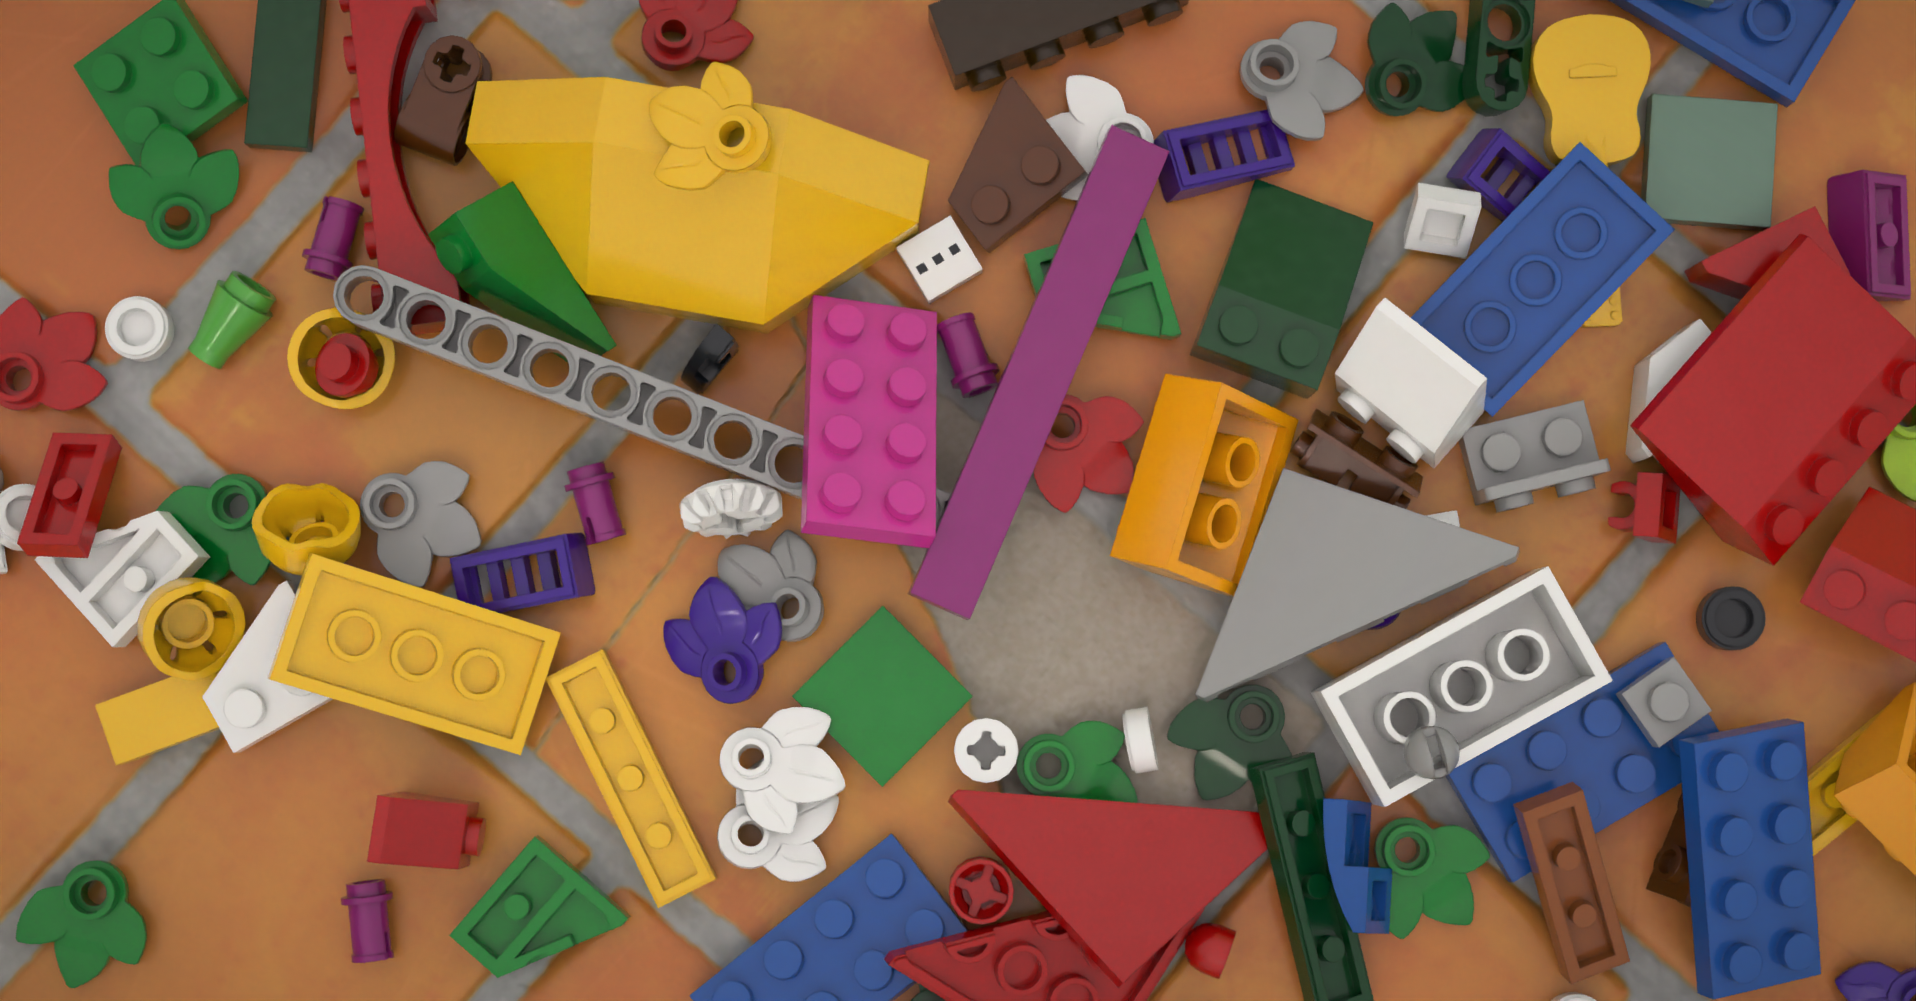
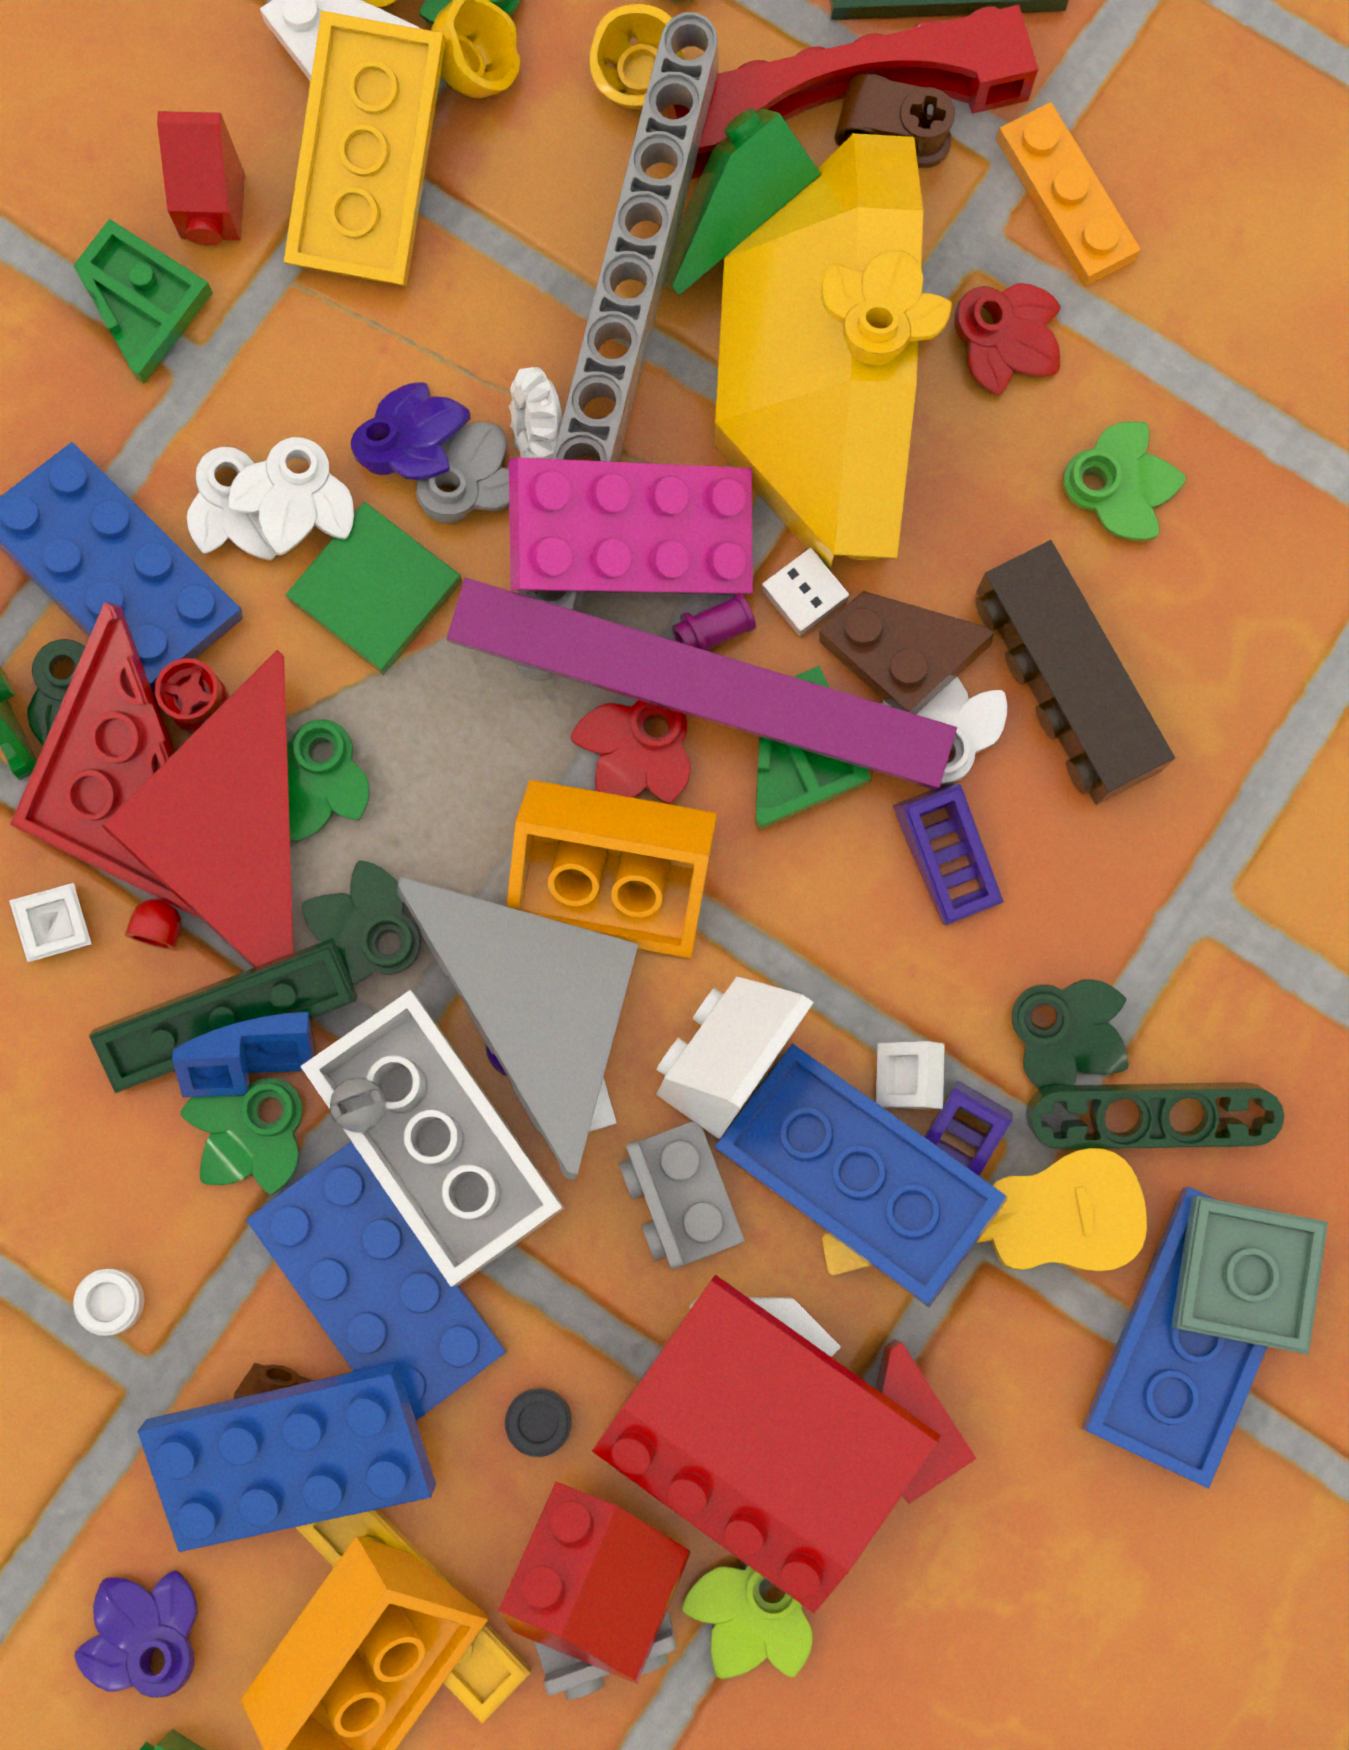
camera: 85 degrees right, 5 degrees down
(333, 238) = (750, 41): magenta pin -> none
(346, 366) = (628, 58): red plate -> none
(369, 920) = (119, 151): magenta pin -> none
(427, 526) = (495, 159): light grey plate -> none
(573, 566) = (466, 284): dark purple slope -> none
(595, 502) = (530, 302): magenta pin -> none
(631, 778) = (274, 369): yellow tile -> none
(709, 359) = (681, 389): black tile -> none
(977, 740) = (333, 700): white wheel -> none
(1140, 740) = (353, 833): white tile -> none
(1283, 290) = (820, 923): dark green slope -> none
(1308, 79) = (1033, 929): light grey plate -> none
(1341, 447) = (669, 994): reddish brown hinge -> none
(1571, 882) = (246, 1273): dark orange plate -> none
(1654, 510) = (639, 1325): red tile -> none
(1663, 702) = (439, 1351): light grey plate -> none
(1709, 161) = (1011, 1351): sand green tile -> none
(1872, 230) = (957, 1533): magenta slope -> none

